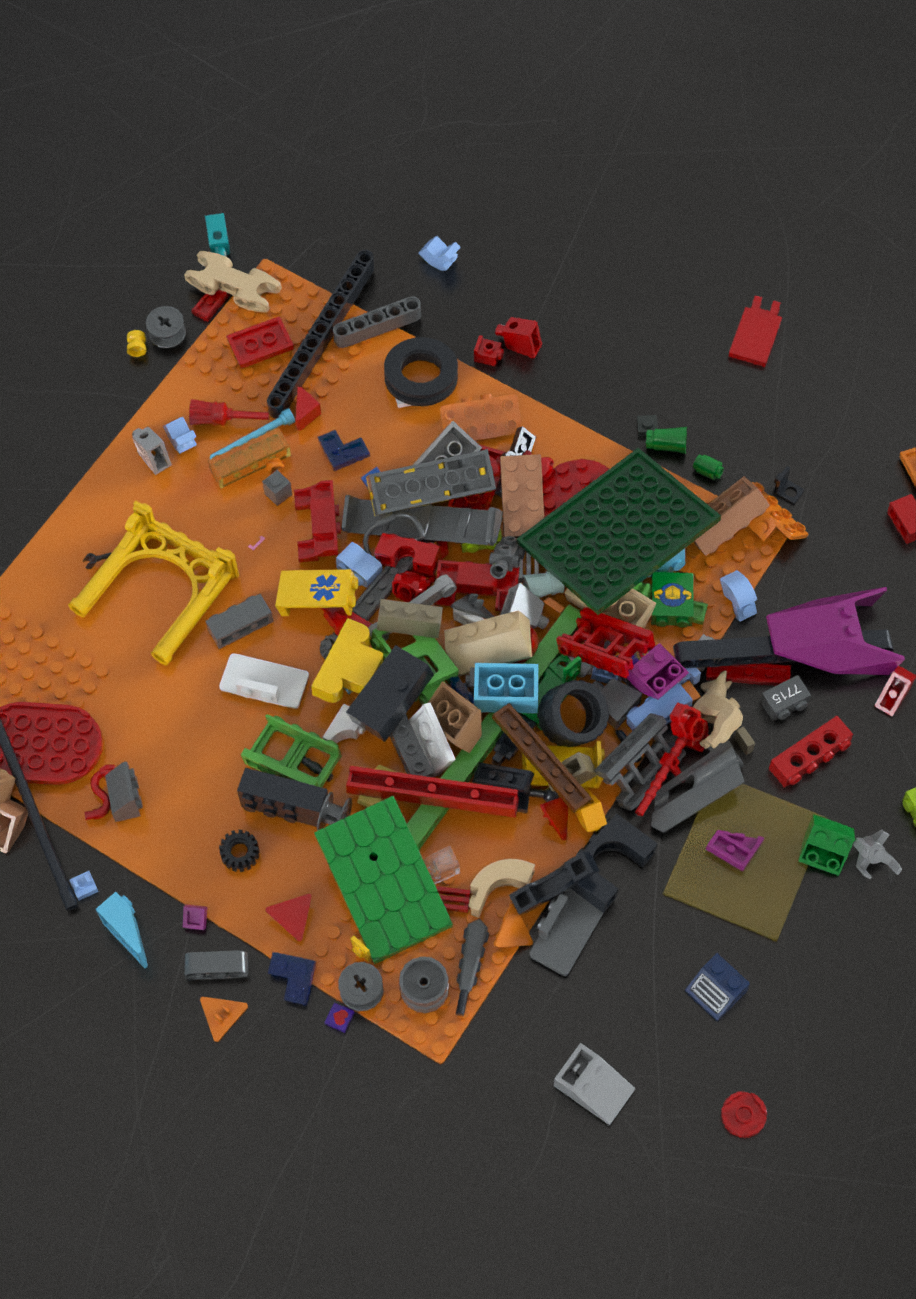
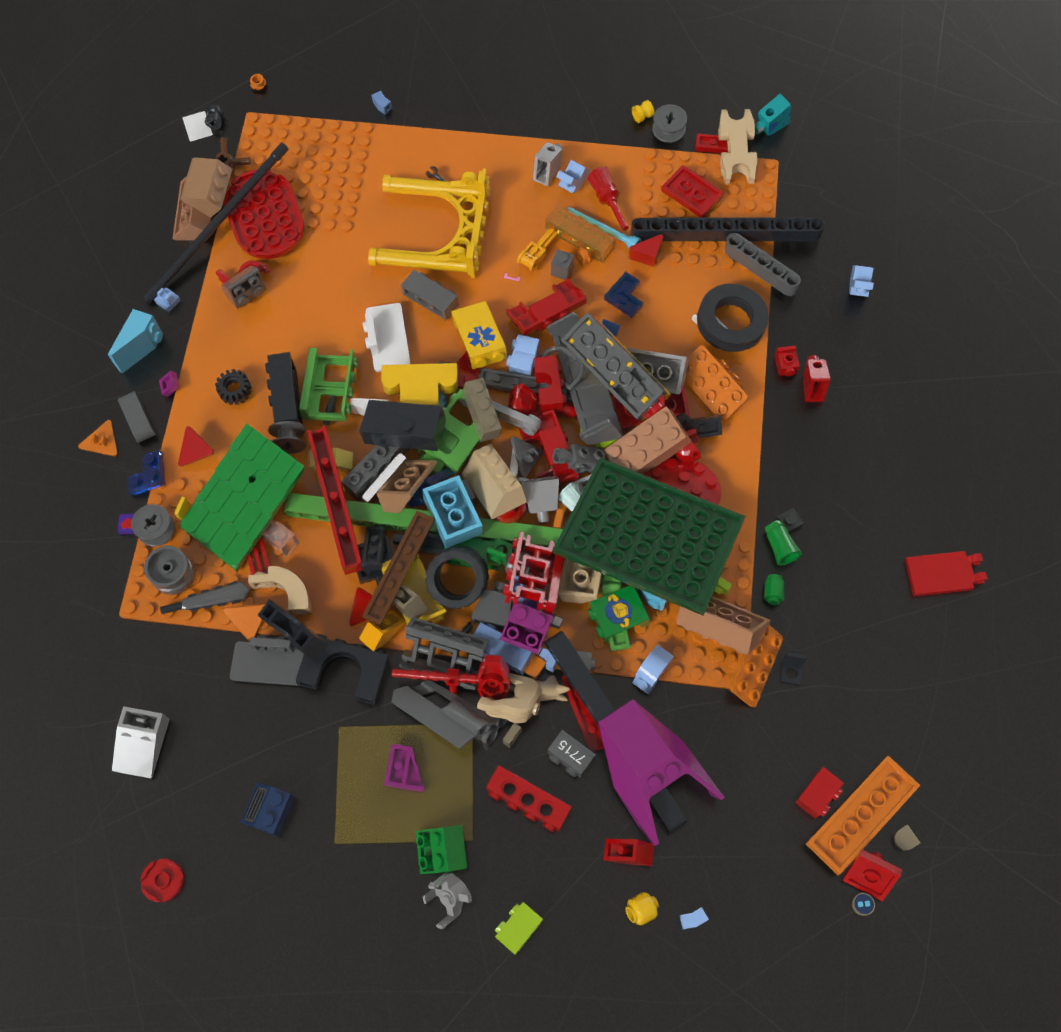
camera: 65 degrees right, 5 degrees up
(245, 505) = (536, 252): none -> light orange connector

